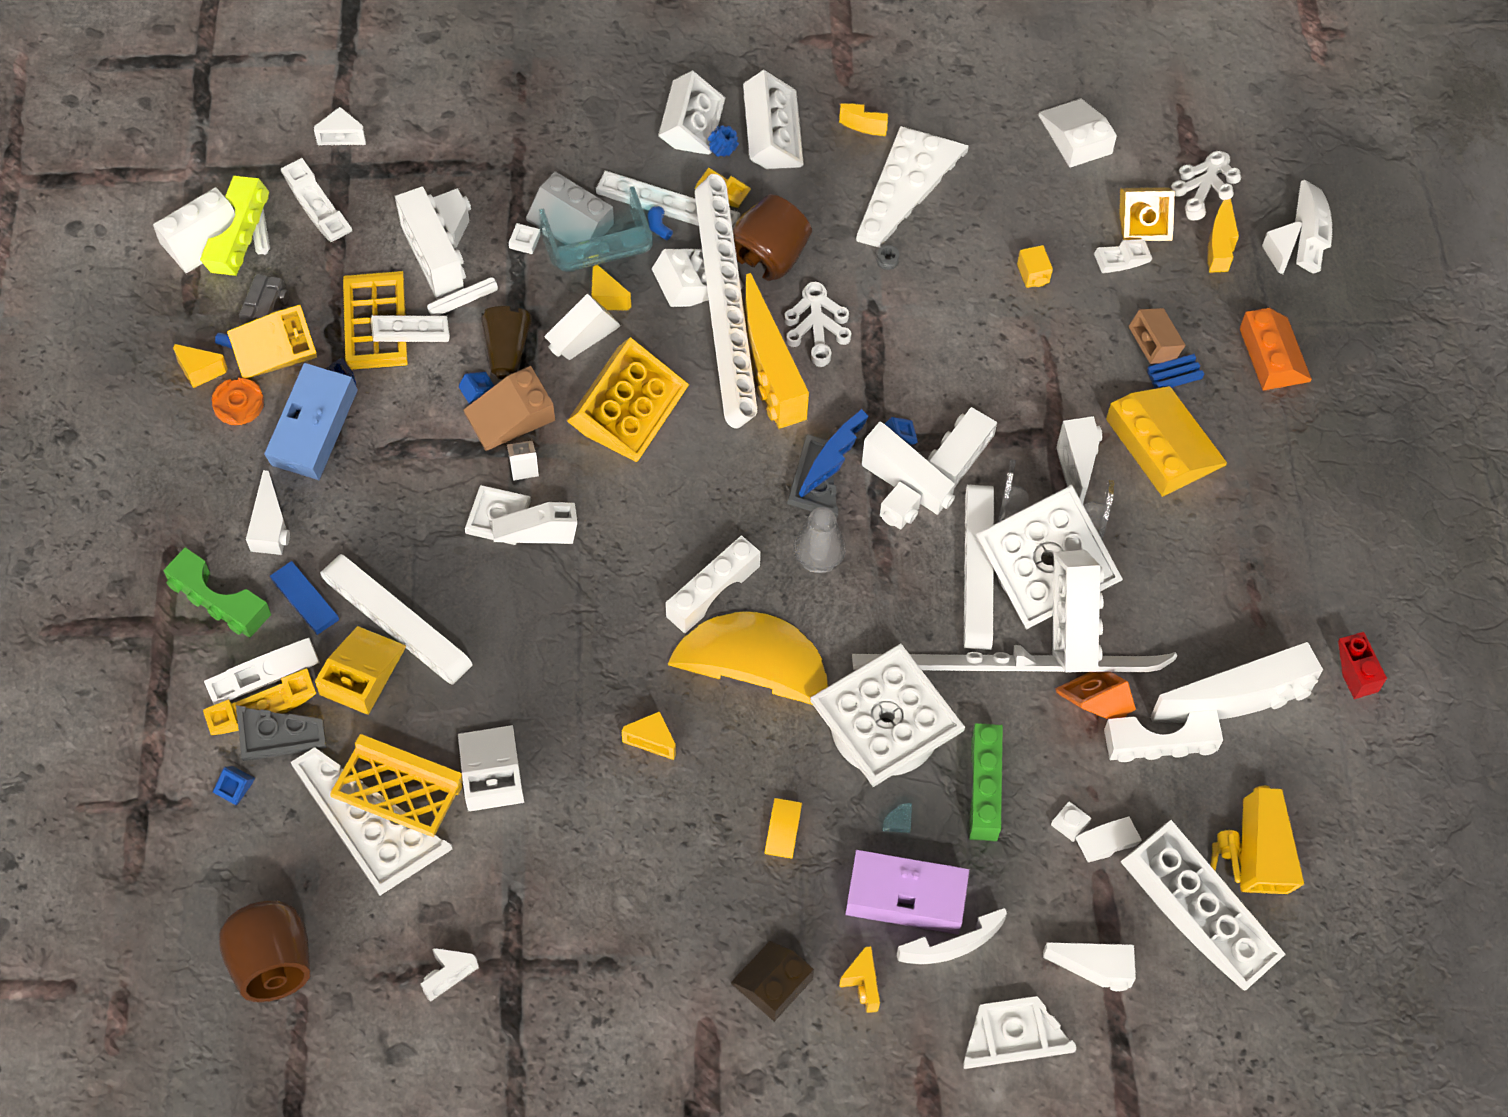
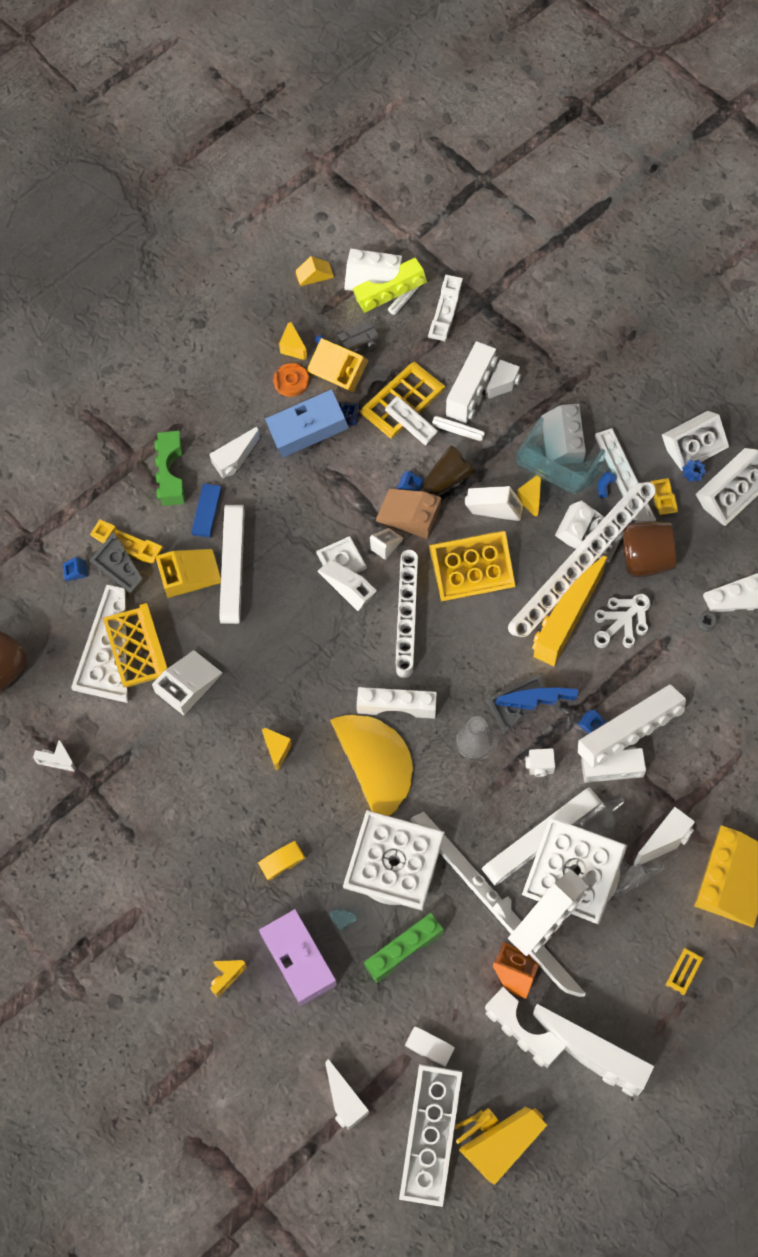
camera: 55 degrees right, 5 degrees up
(133, 283) = (313, 271): none -> yellow slope
(262, 671) = (144, 527): white slope -> none
(339, 129) = (501, 279): white slope -> none
(524, 238) = (524, 425): white plate -> none
(627, 509) = (406, 621): none -> white beam
(774, 979) = (187, 927): dark brown slope -> none
(898, 462) = (566, 746): white slope -> none
(920, 953) = (313, 1019): white slope -> none
(941, 397) = (631, 726): none -> white brick
(1015, 1033) = (263, 1083): white wing -> none
(1071, 821) = (423, 1016): white plate -> none
(1212, 558) = (676, 987): none -> yellow tile
(1360, 666) = (679, 1112): red slope -> none

